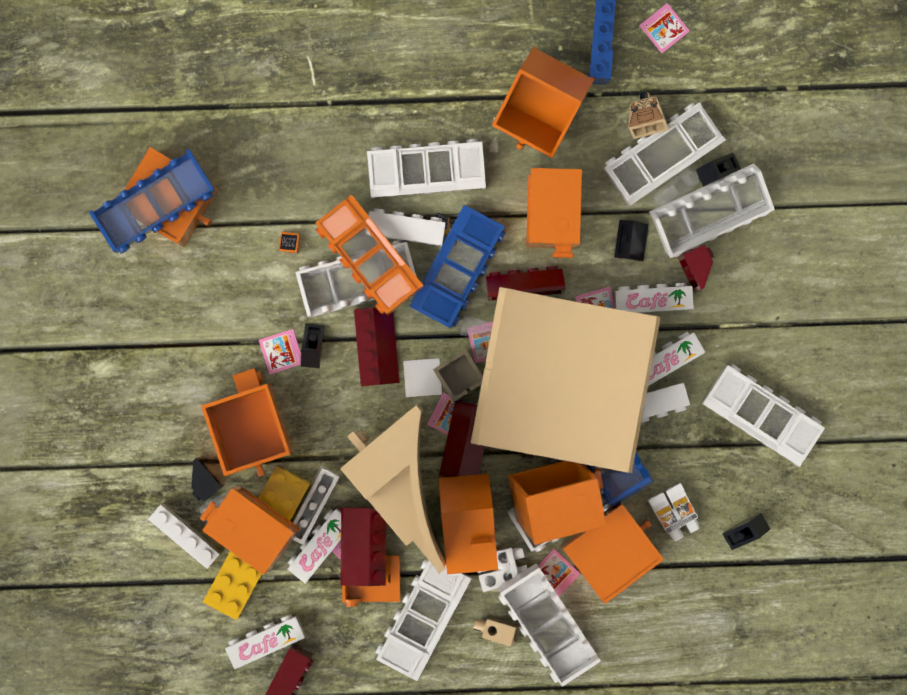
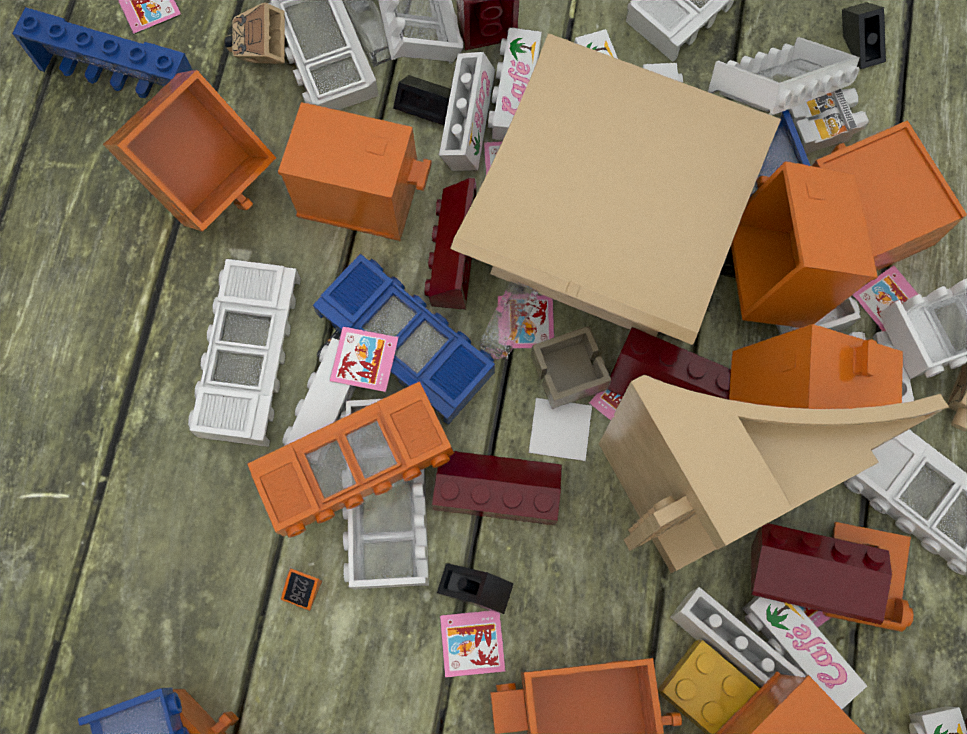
camera: 75 degrees left, 15 degrees down
(435, 246) = (364, 359): none -> sticker
(623, 271) = (467, 111): none -> white brick
(680, 478) = (785, 76): none -> white window

